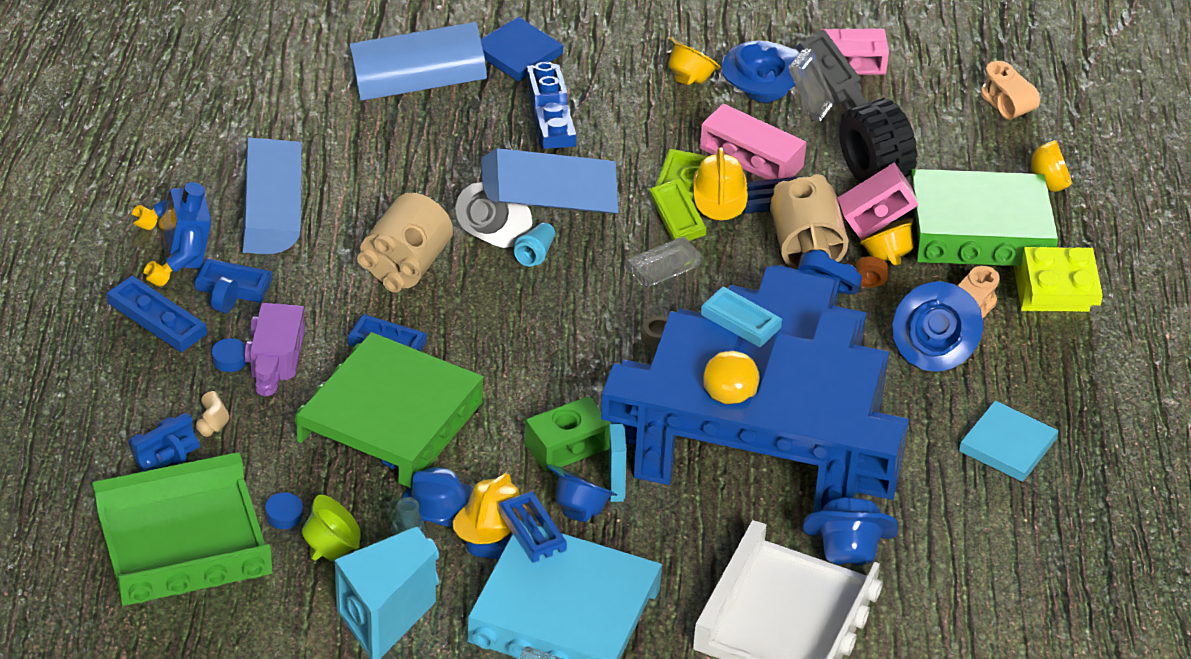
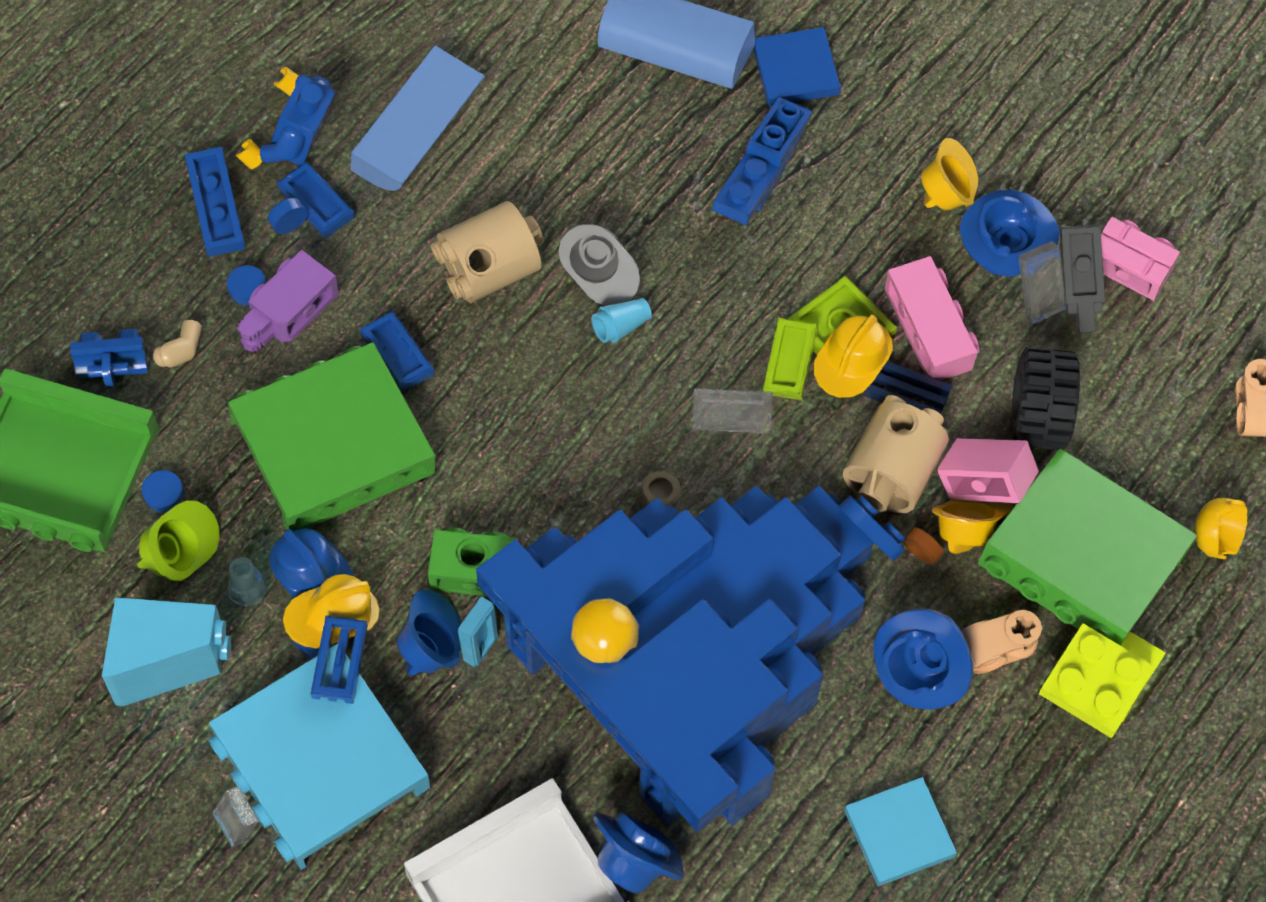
camera: 35 degrees right, 20 degrees up
(550, 180) = (672, 264): medium blue brick -> none
(741, 316) = (679, 559): medium azure tile -> none

